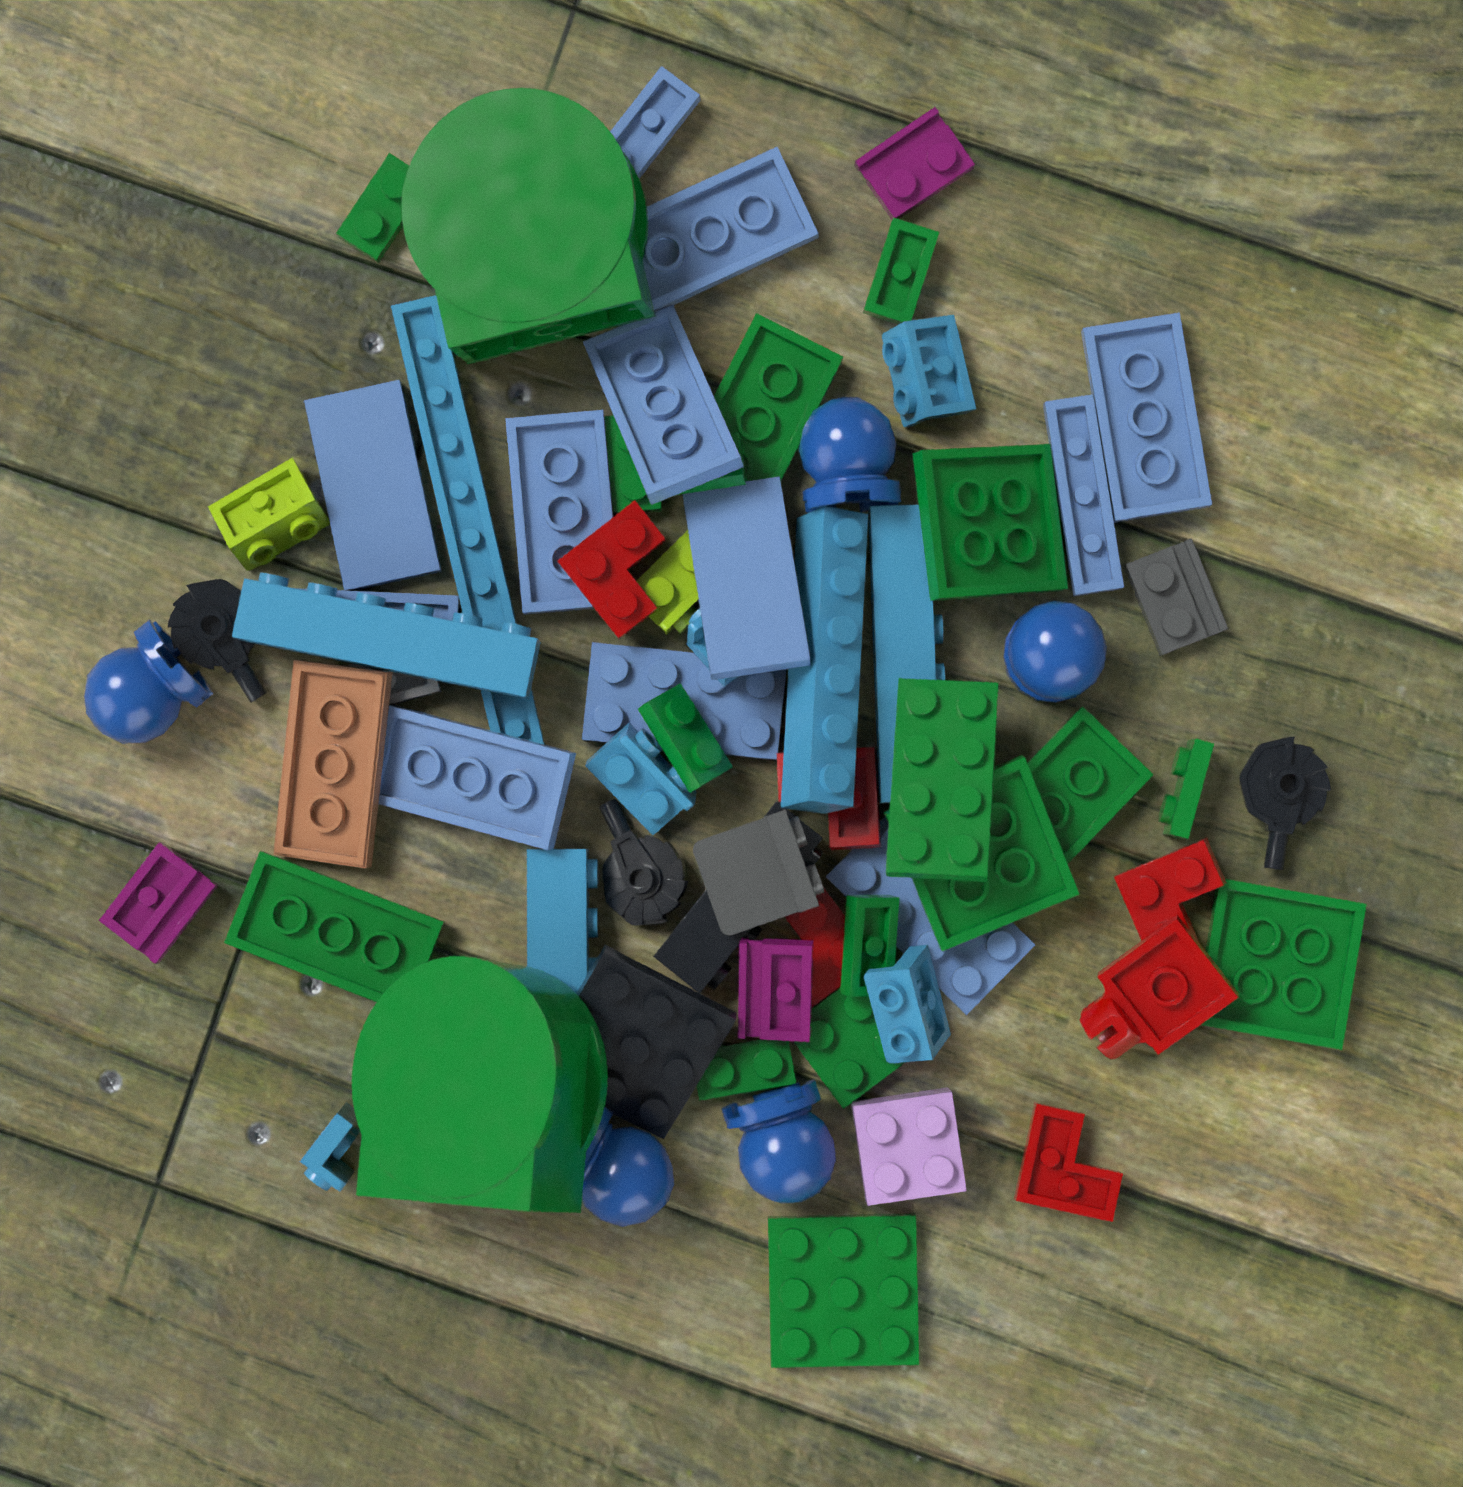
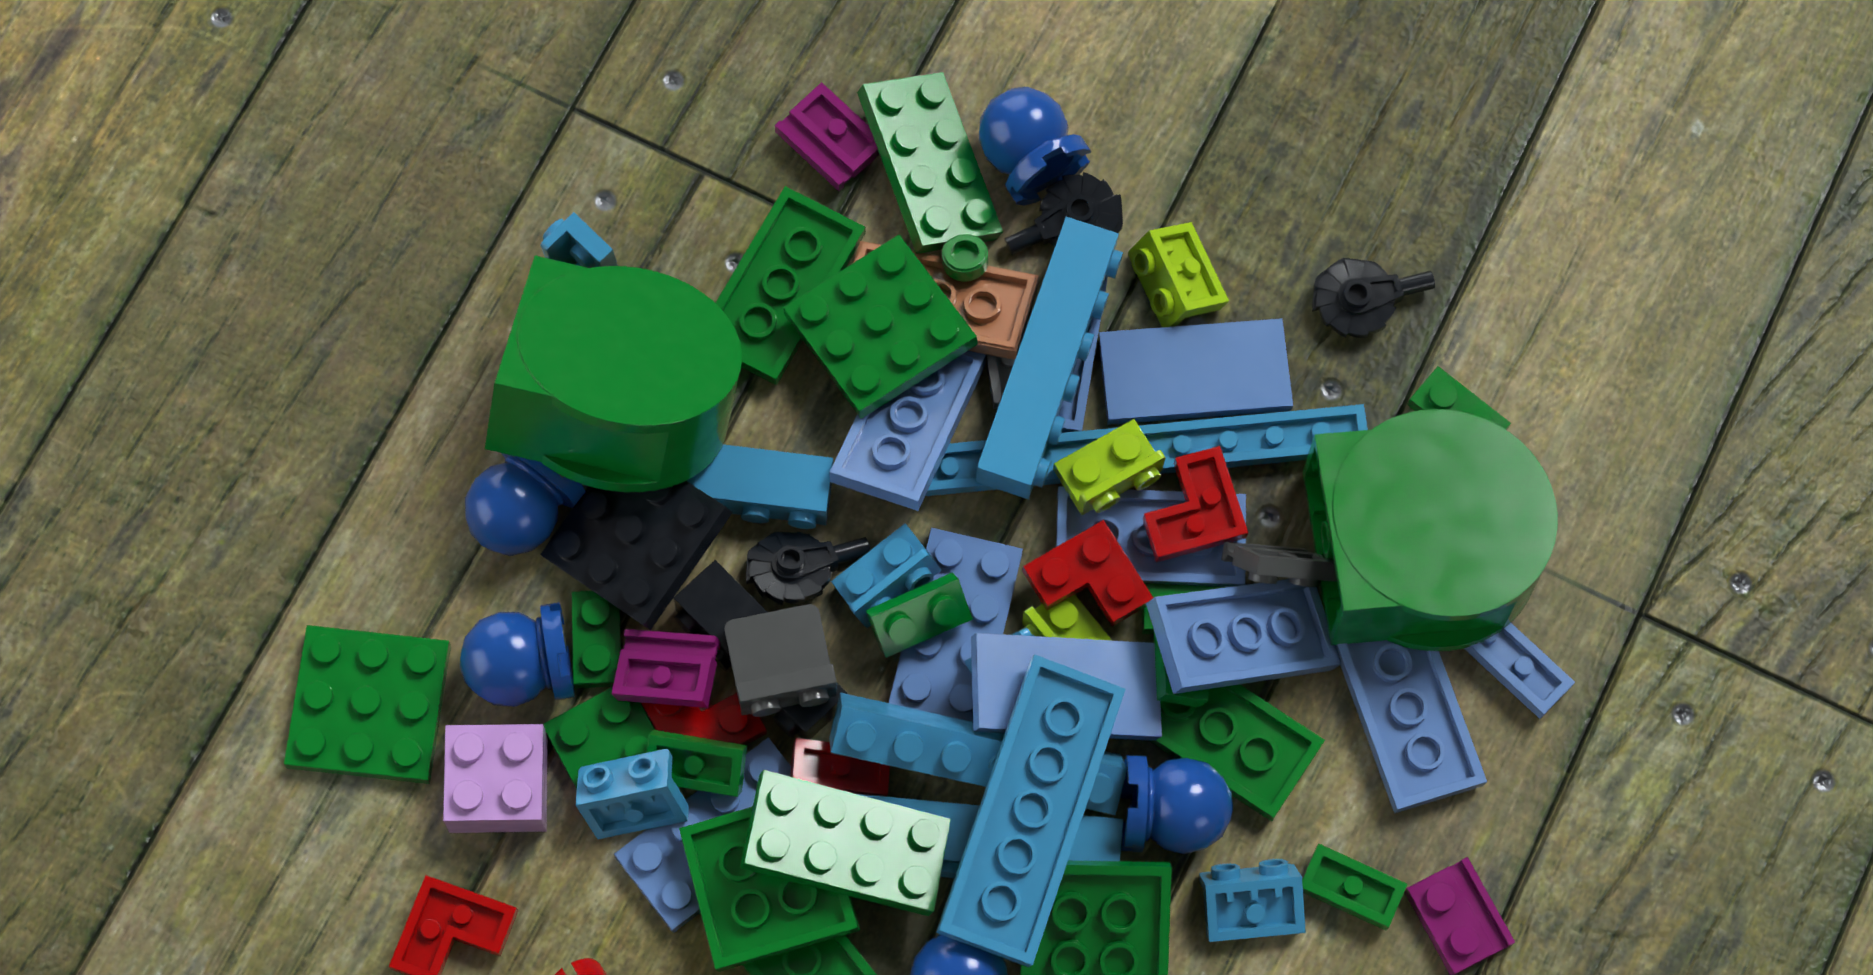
camera: 90 degrees right, 15 degrees down
(175, 792) = (929, 160): none -> plate
(267, 321) = (1360, 296): none -> black piece
(284, 740) = (965, 257): none -> green tile
(375, 819) = (880, 326): none -> green plate
(498, 562) = (1109, 467): none -> lime bracket
(534, 451) = (1206, 517): none -> red plate
(580, 374) = (1269, 562): none -> dark grey plate
(889, 595) = (1031, 811): none -> dark azure plate

